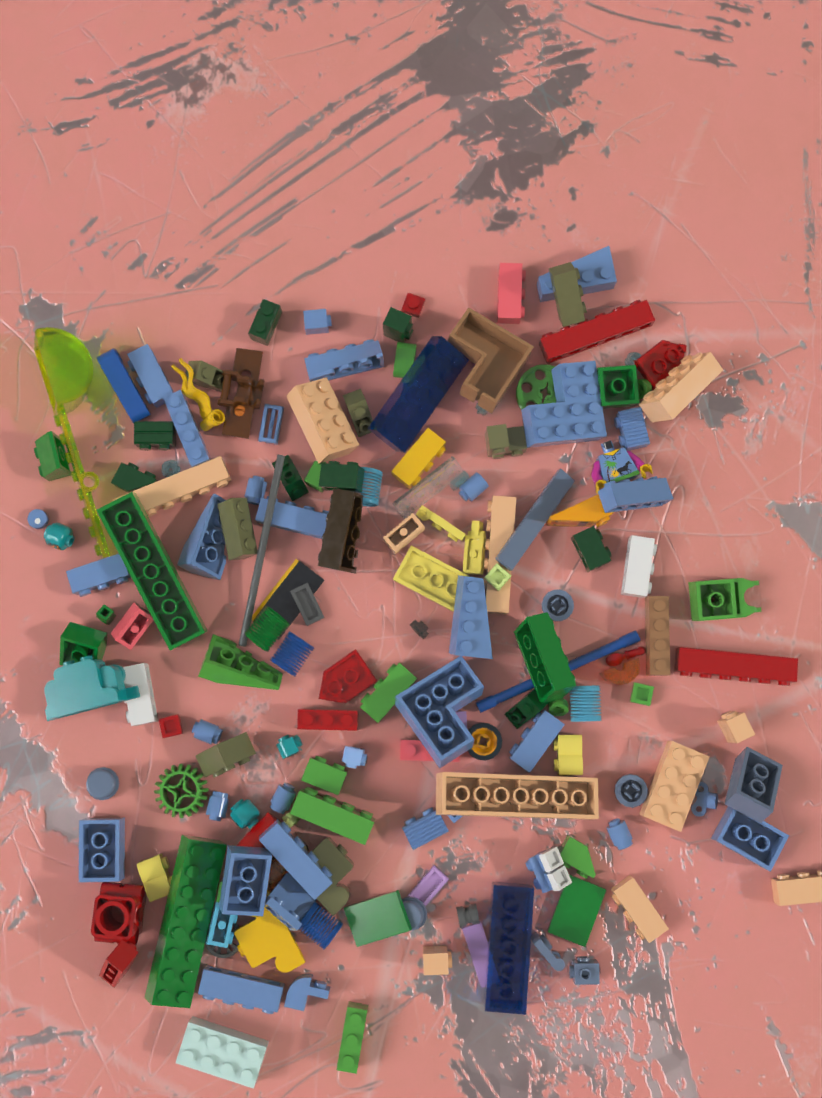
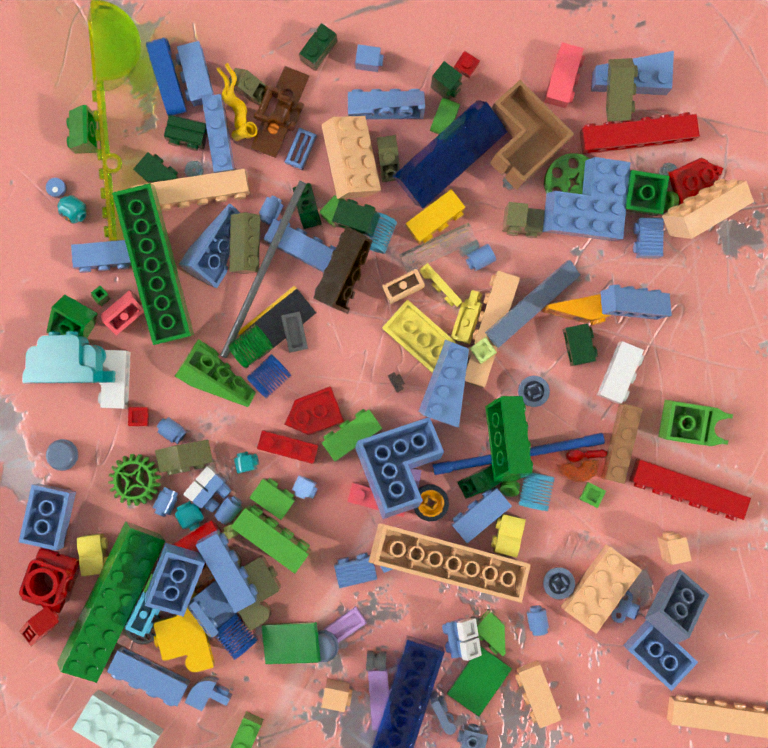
camera: 15 degrees right, 5 degrees up
(262, 775) = (205, 487): none -> medium blue hips
(617, 466) = (625, 271): torso -> none

